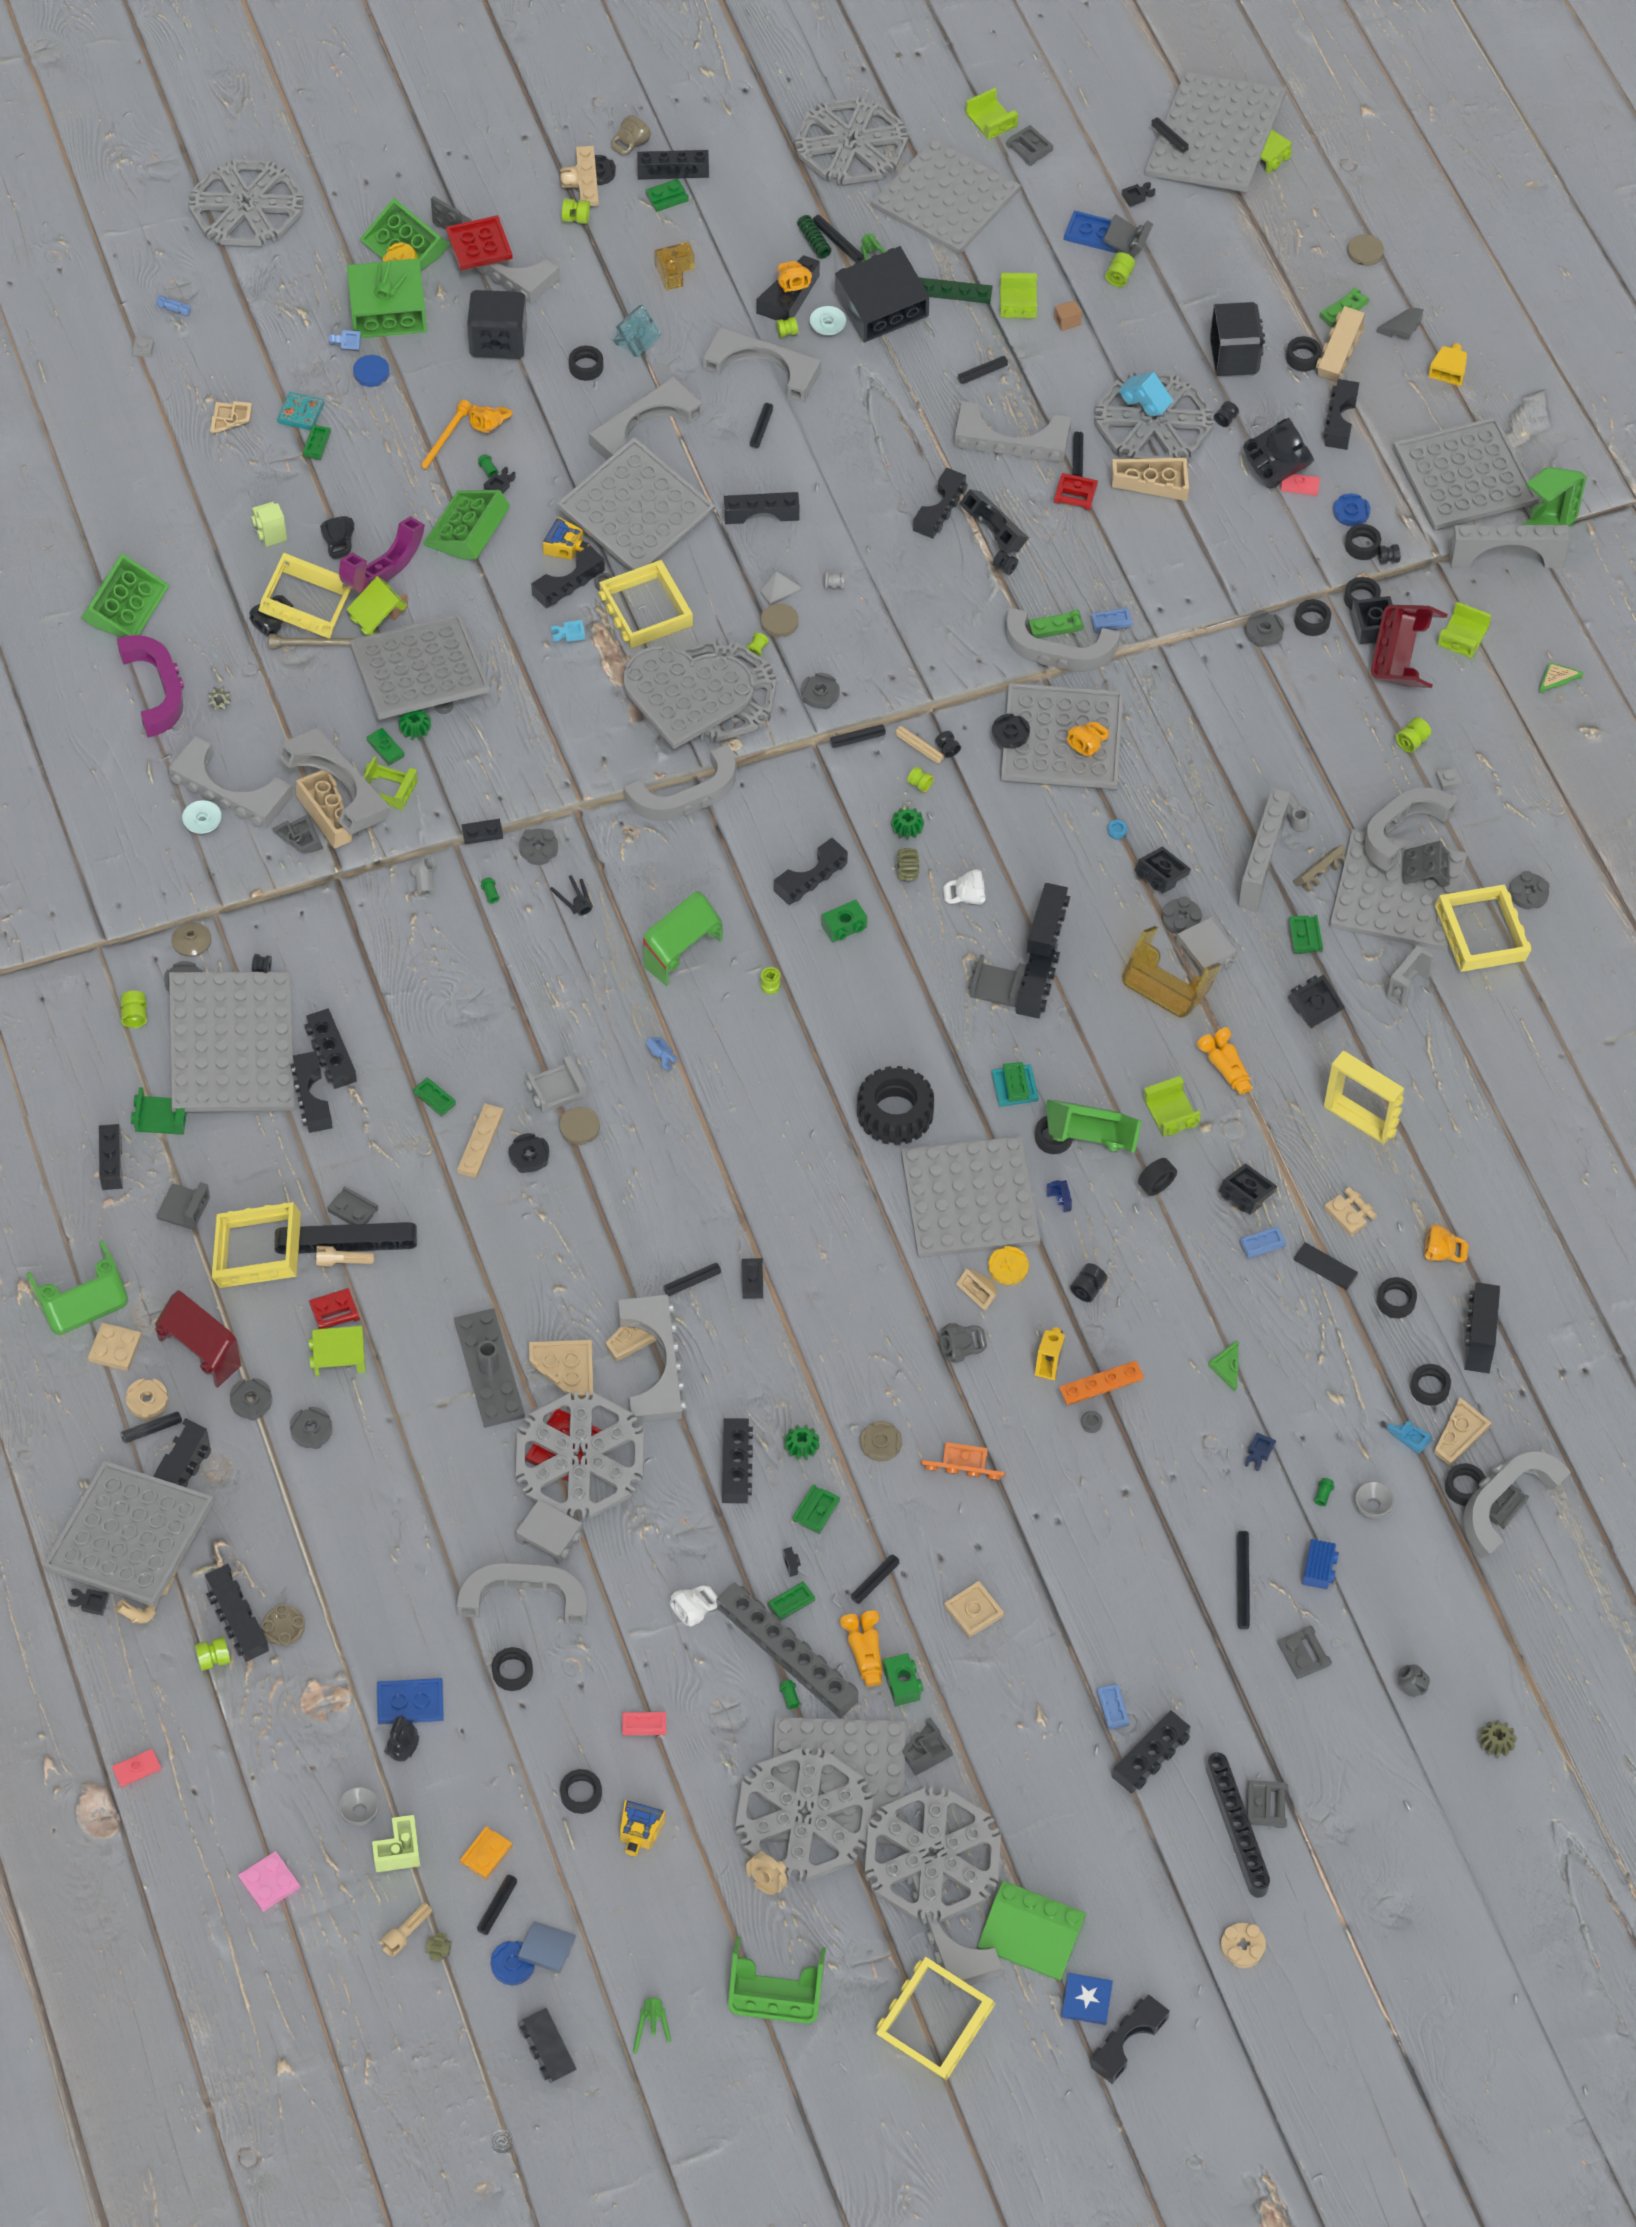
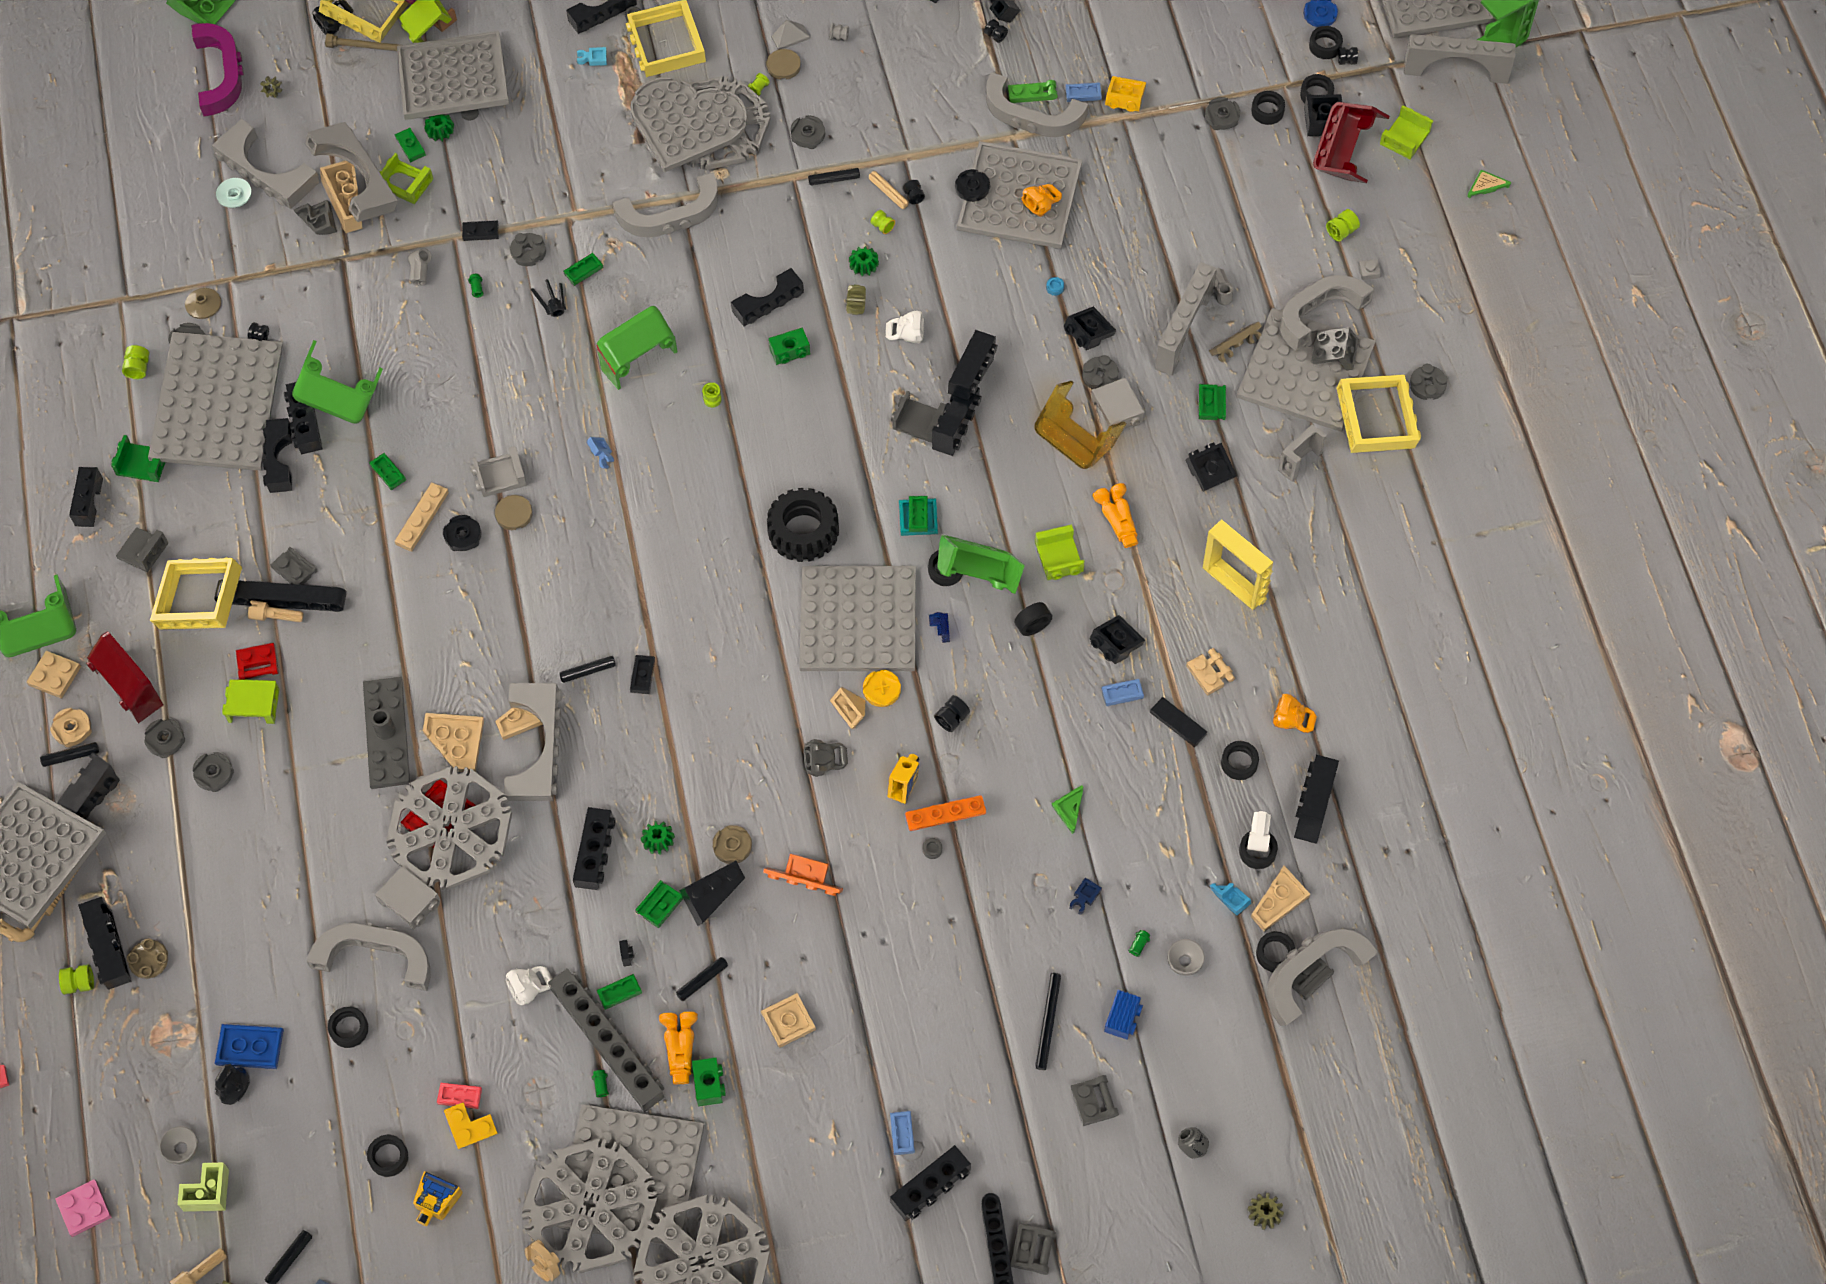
camera: 10 degrees right, 5 degrees up
(359, 1021) = (331, 395): none -> bright green windscreen
(486, 1852) = (288, 1205): light orange plate -> none
(604, 861) = (583, 269): none -> green plate
(657, 1757) = (466, 1131): none -> yellow plate
(869, 1489) = (709, 892): none -> black wedge
(926, 1749) = (719, 1153): dark grey slope -> none
(1157, 617) = (1125, 94): none -> yellow plate
(1431, 1372) = (1259, 835): none -> white piece

